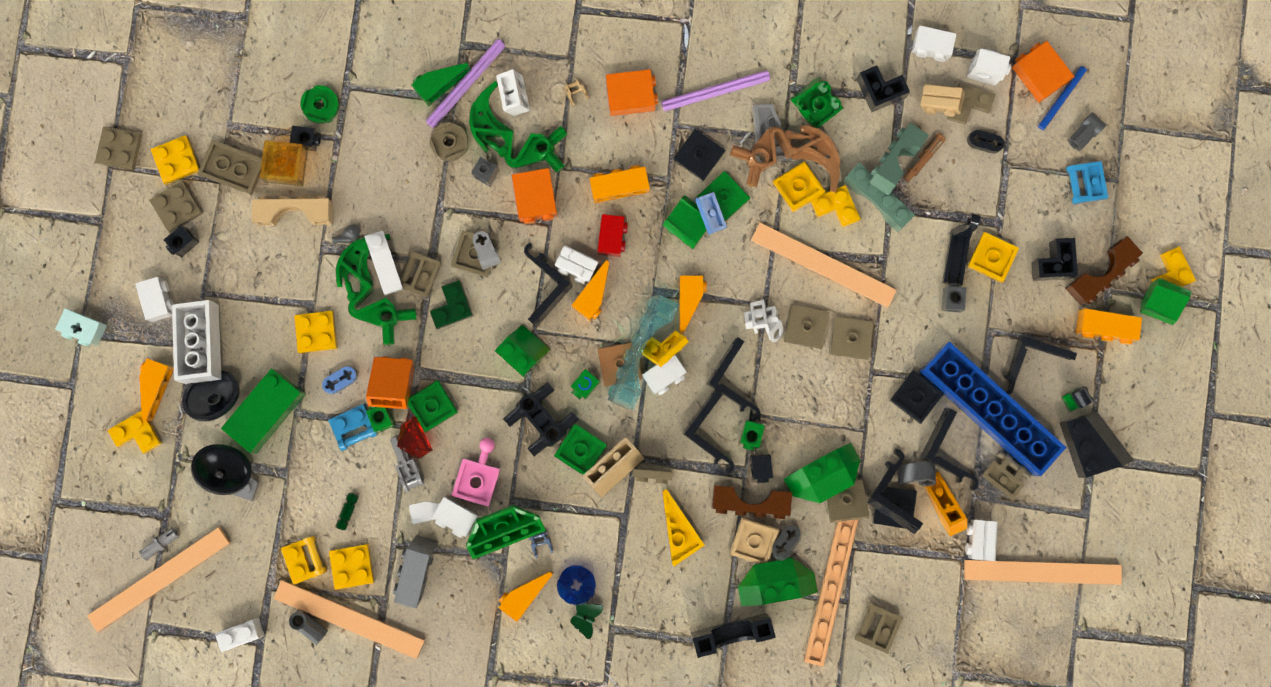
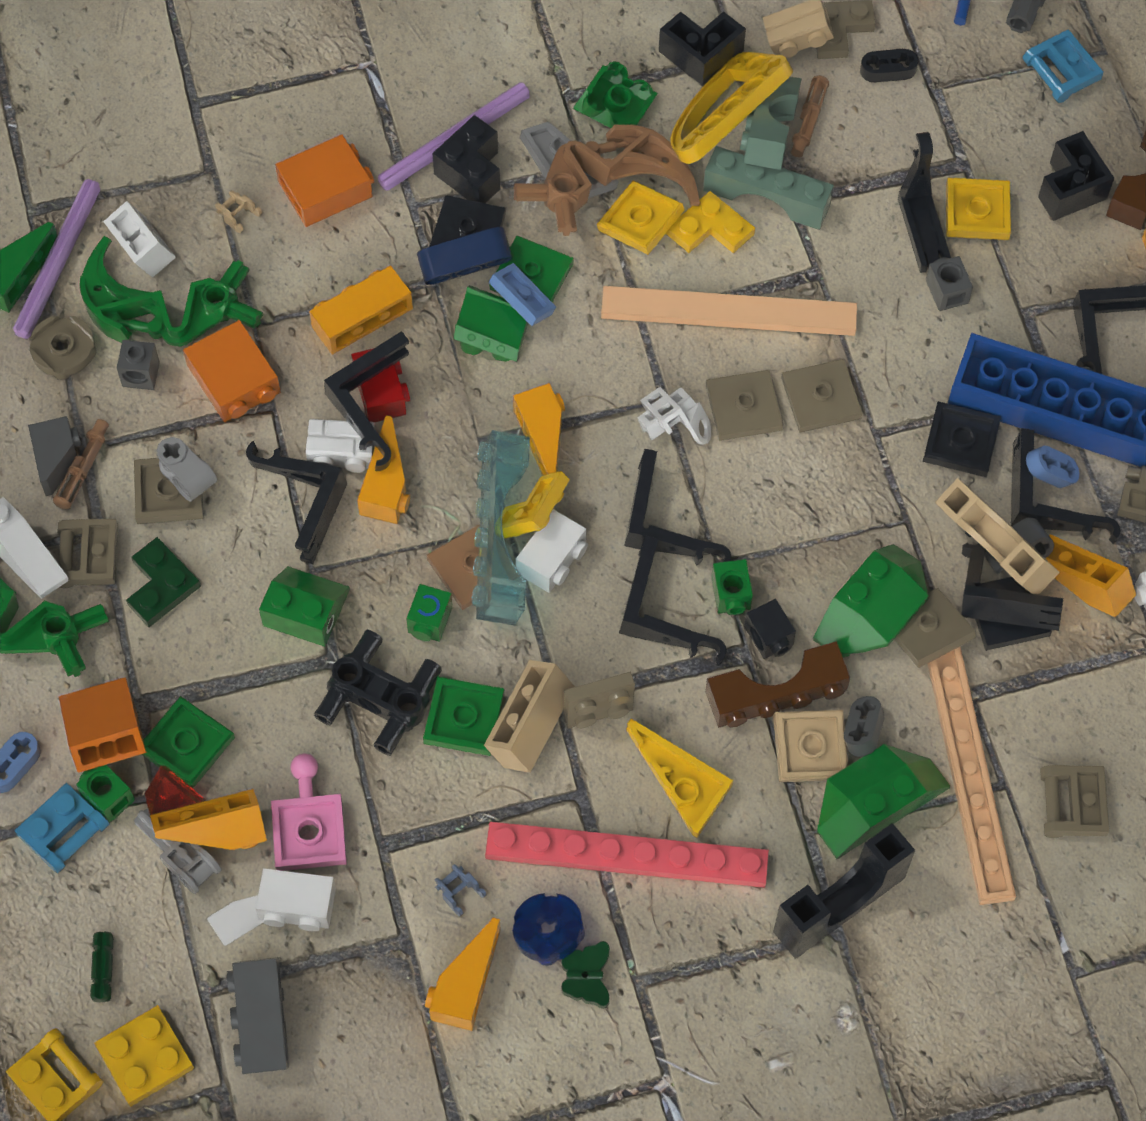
camera: 25 degrees left, 20 degrees down
(422, 207) = (54, 450): none -> dark grey slope
(427, 461) = (219, 822): none -> light orange slope
(433, 220) = (81, 465): none -> medium nougat piece
(502, 530) = (385, 878): green wedge -> none
(594, 232) = (357, 373): none -> black hinge
(634, 560) = (627, 854): none -> coral plate
(689, 175) = (464, 255): none -> dark blue beam
(712, 113) = (465, 161): none -> black brick
(907, 130) = (761, 76): none -> yellow beam
(910, 487) = (997, 537): none -> tan arch
(957, 437) = (1052, 466): none -> medium blue beam

